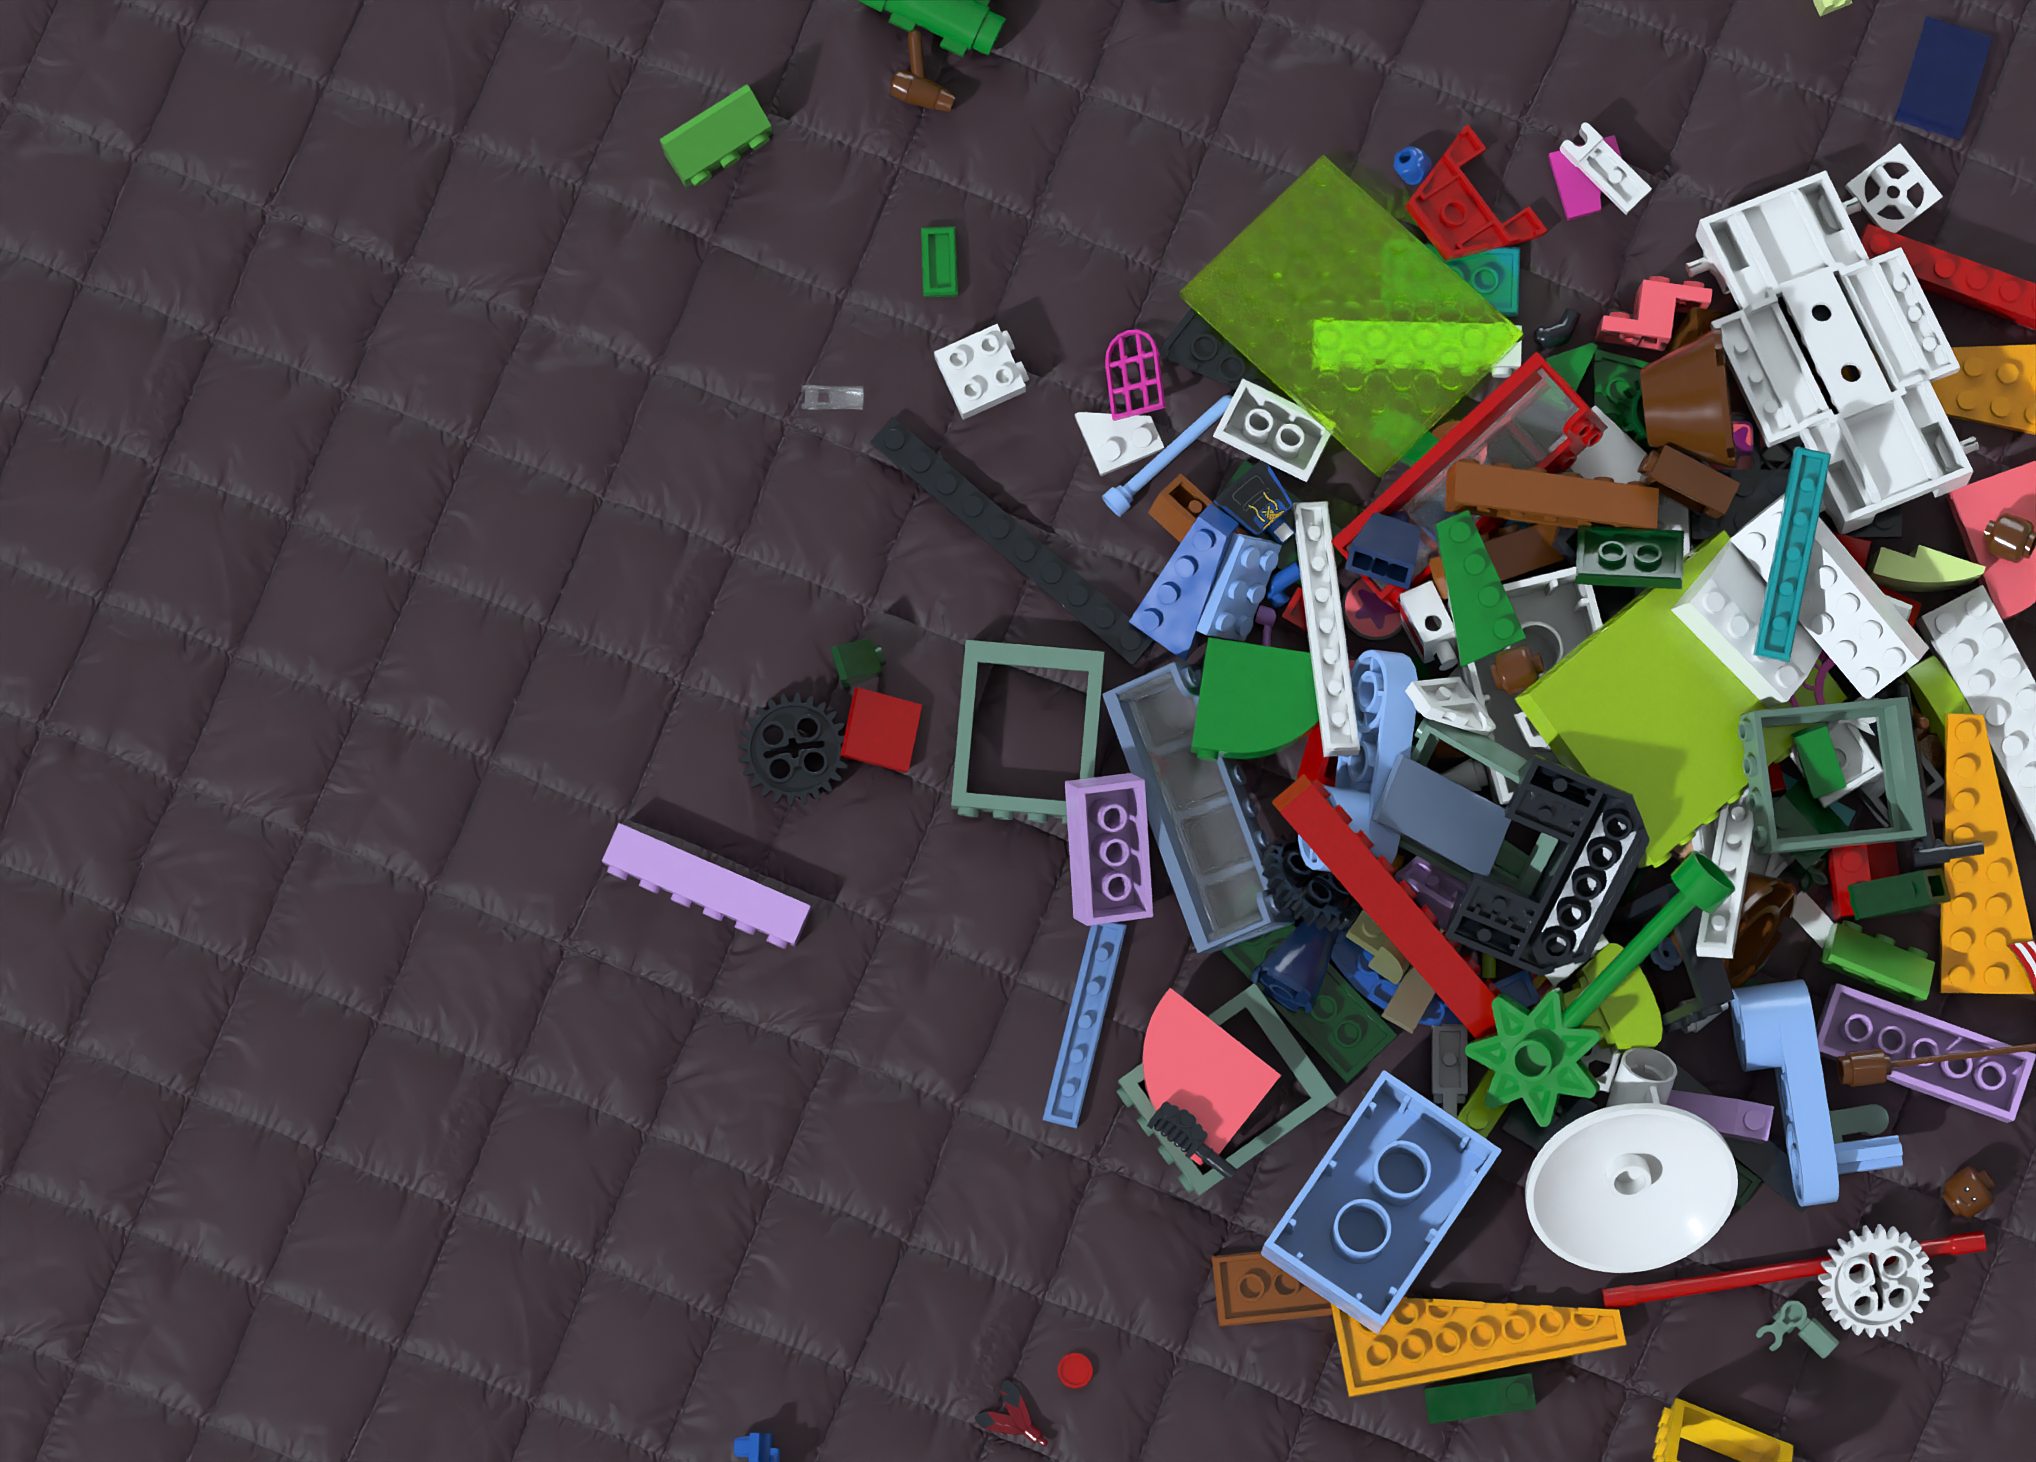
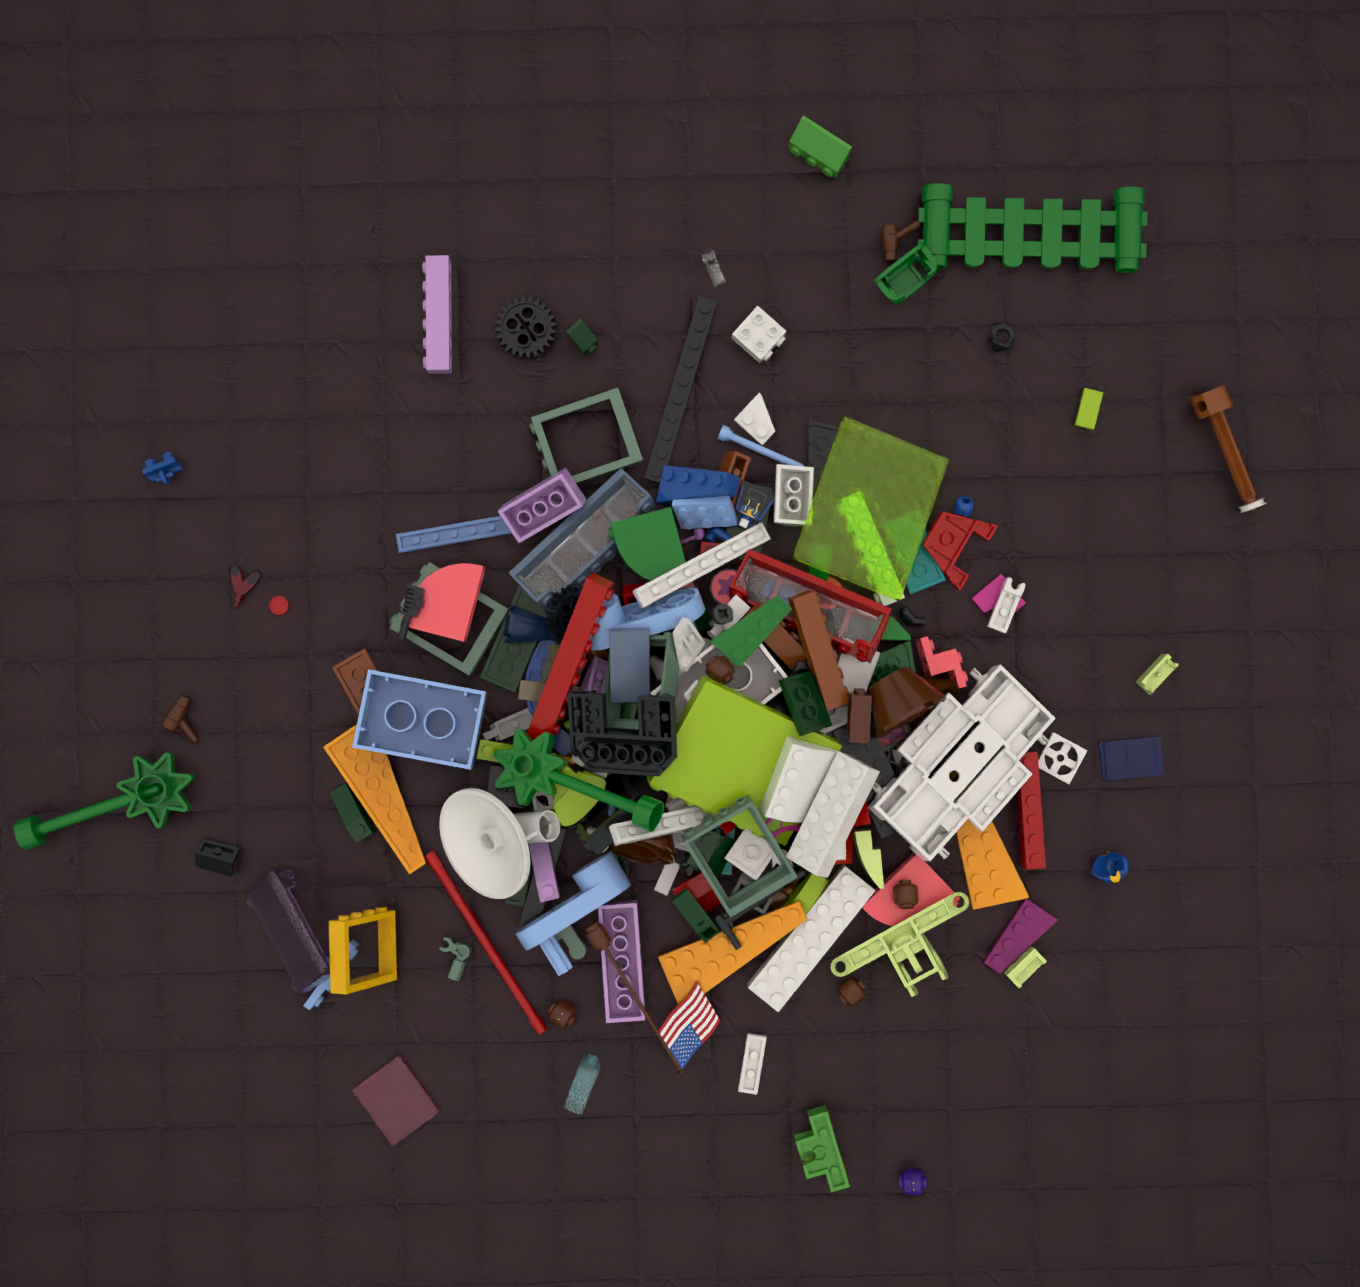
camera: 70 degrees right, 5 degrees up
(881, 730) = (554, 366): red tile -> none
(939, 262) = (807, 290): green tile -> none
(996, 93) = (903, 279): none -> green piece
(1122, 363) = (795, 405): dark pink window -> none
(1386, 549) = (756, 576): dark blue torso -> none
(1424, 636) = (719, 615): none -> pearl dark grey wheel
(1792, 554) = (842, 786): teal tile -> none
(1818, 760) = (745, 845): green tile -> none
(1844, 1288) = (485, 972): white gear -> none
(1877, 962) = (658, 919): bright green slope -> none

